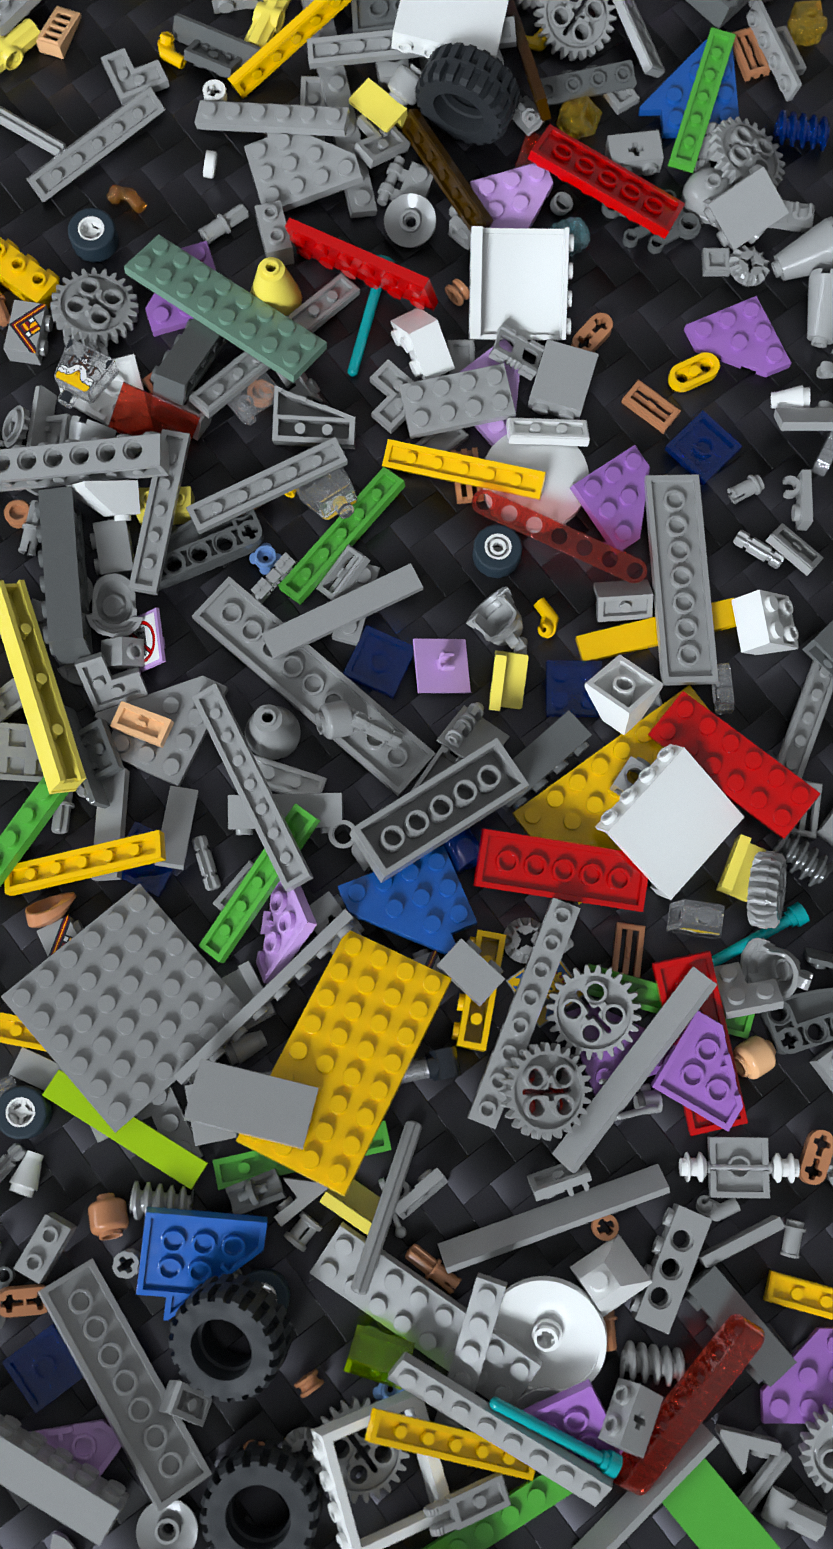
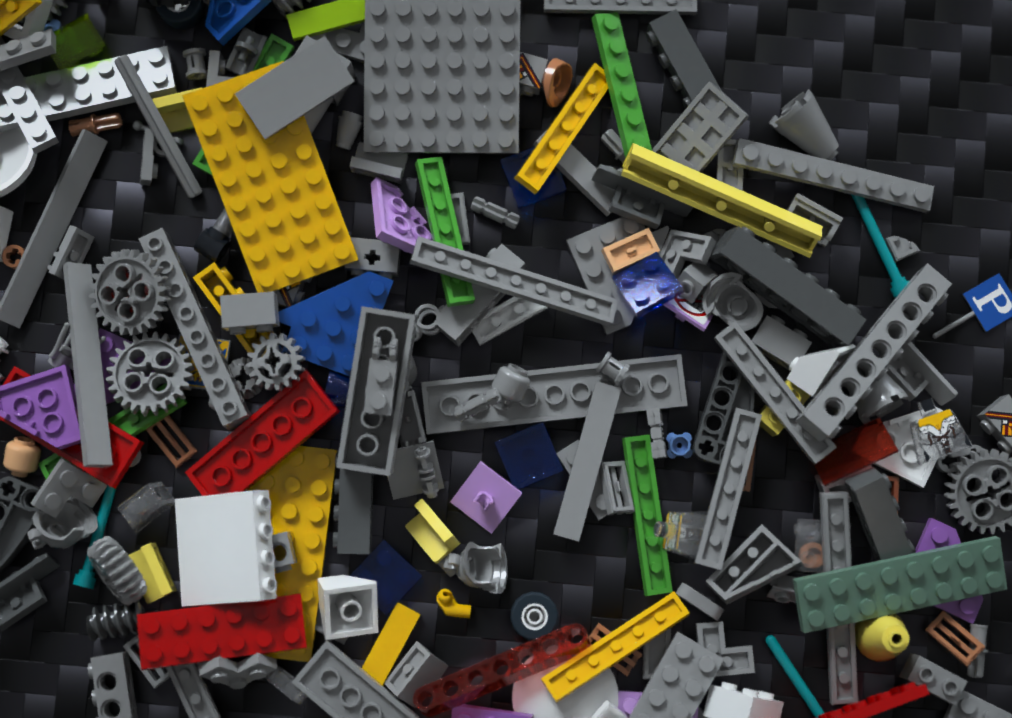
camera: 130 degrees right, 5 degrees up
(15, 426) = (938, 352): light grey gear -> none
(16, 513) = (869, 301): nougat tile -> none
(29, 534) = (847, 296): light grey axle -> none
(159, 683) = (647, 284): none -> clear blue plate
(178, 825) = (537, 214): light grey tile -> none
(219, 242) = (972, 654): none -> nougat tile
(251, 653) = (612, 368): none -> light grey bush
(272, 732) = (546, 347): light grey cone -> none
(275, 989) = (361, 177): light grey plate -> none
(372, 442) = (699, 601): none -> light grey beam
(429, 807) = (381, 380): none -> light grey hinge
(500, 923) = (274, 350): none -> light grey gear
(752, 726) = (237, 674): none -> light grey plate

